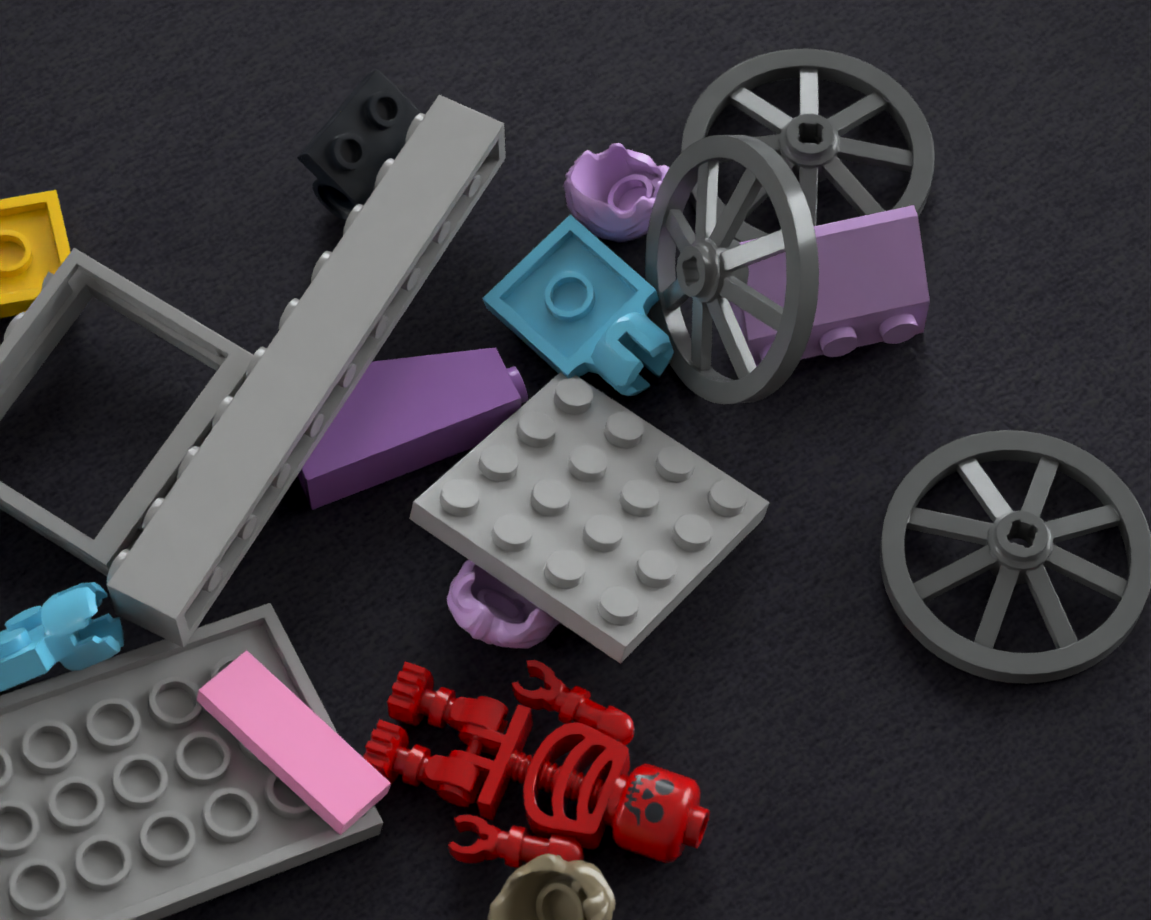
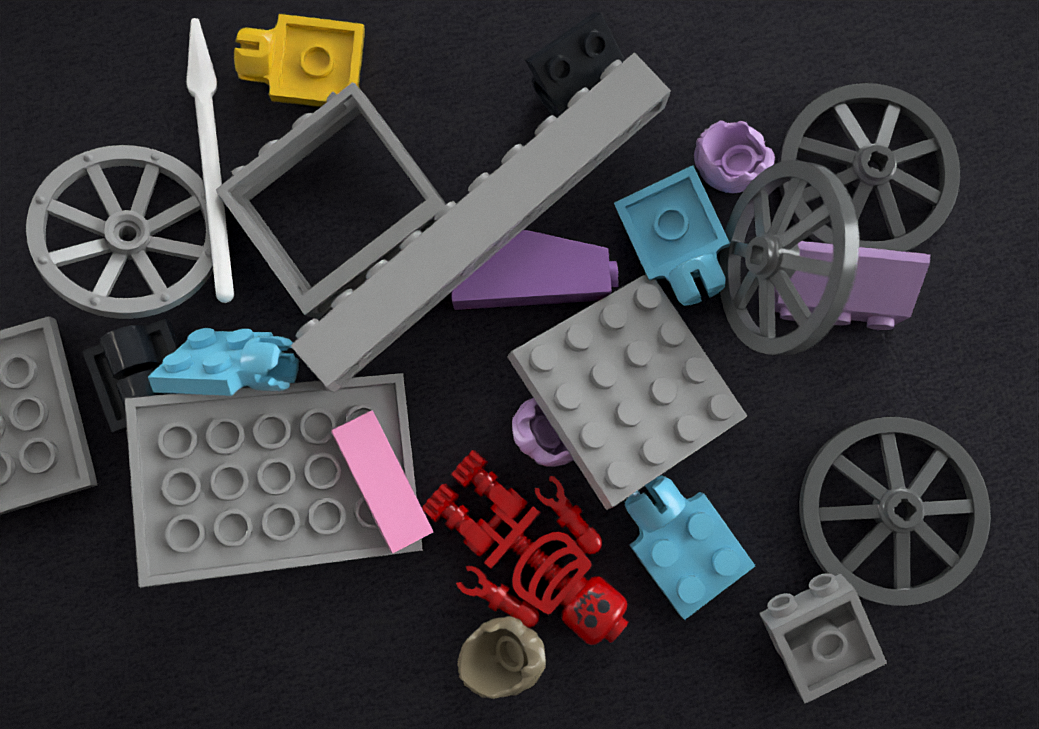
camera: 20 degrees right, 20 degrees up
(749, 692) = (685, 545): none -> medium azure plate
(984, 738) = (823, 636): none -> light grey plate

